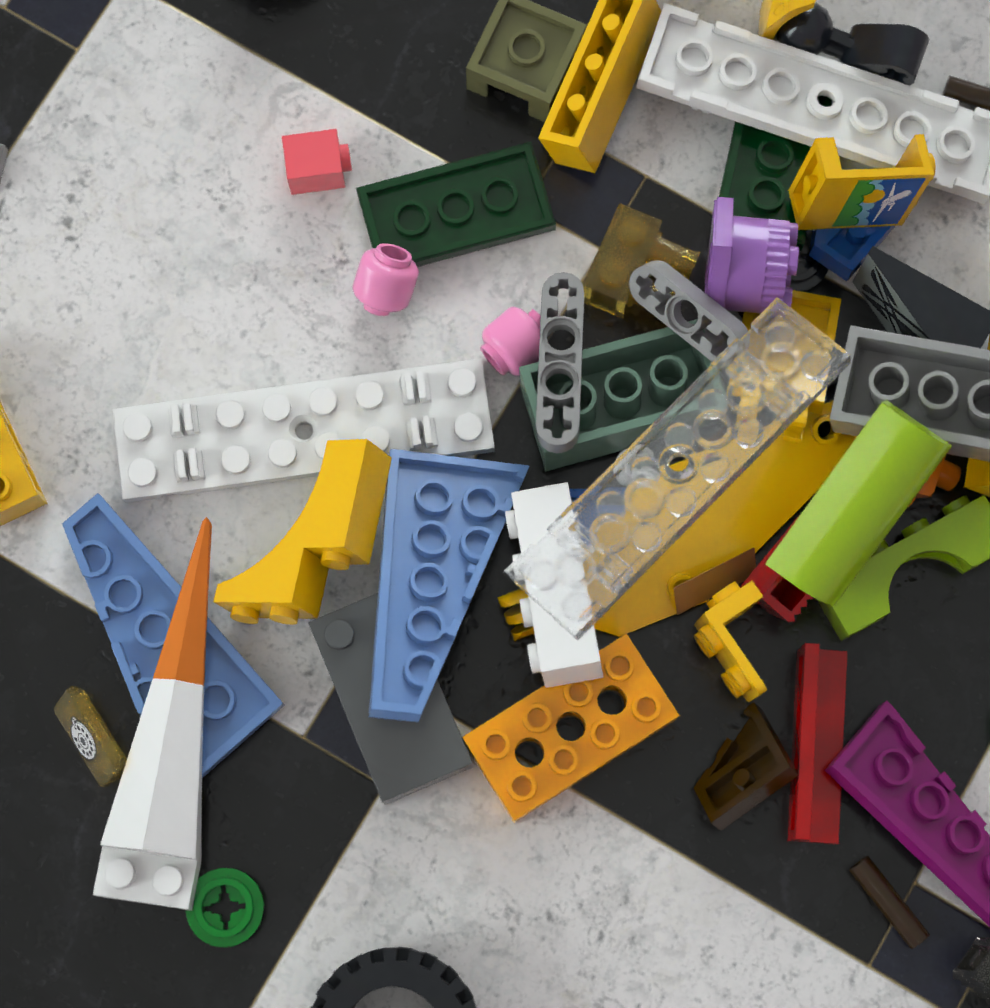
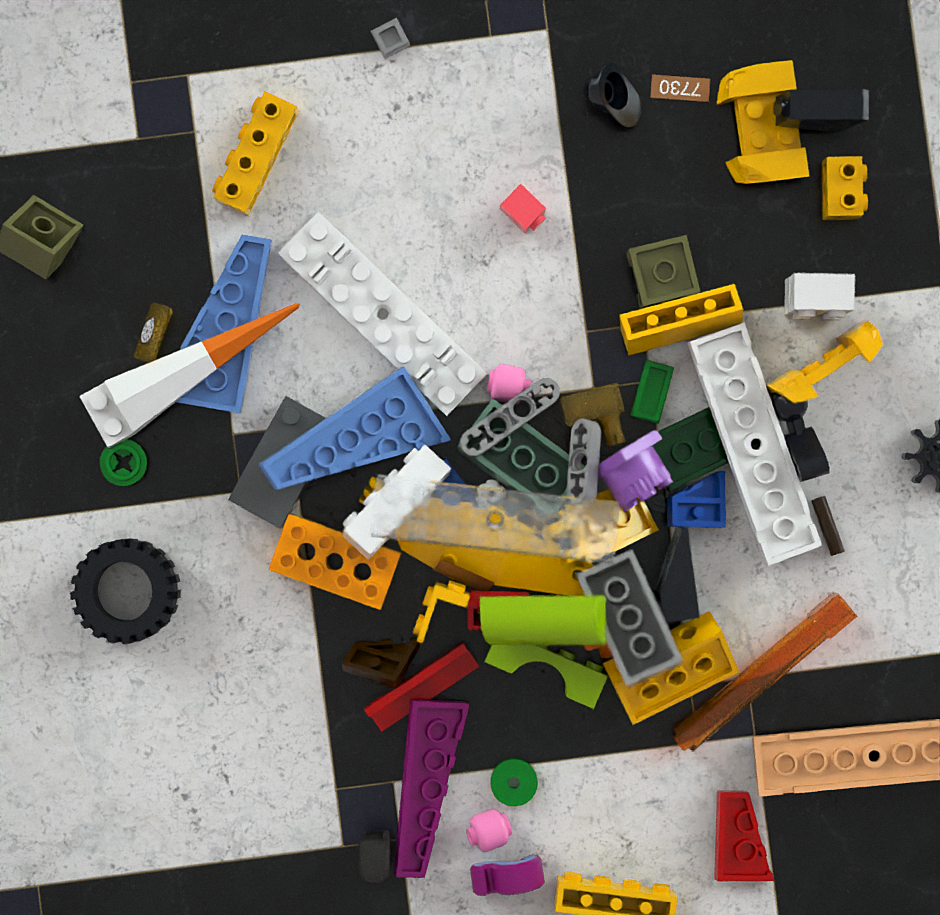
camera: 45 degrees right, 10 degrees up
(329, 533) = (335, 371): yellow arch -> none
(385, 279) = (488, 294): bright pink head -> none
(459, 205) = (556, 298): dark green tile -> none
(661, 182) = (652, 391): none -> green tile
(838, 198) = (696, 485): yellow panel -> none
(889, 902) = (373, 776): dark brown piece -> none

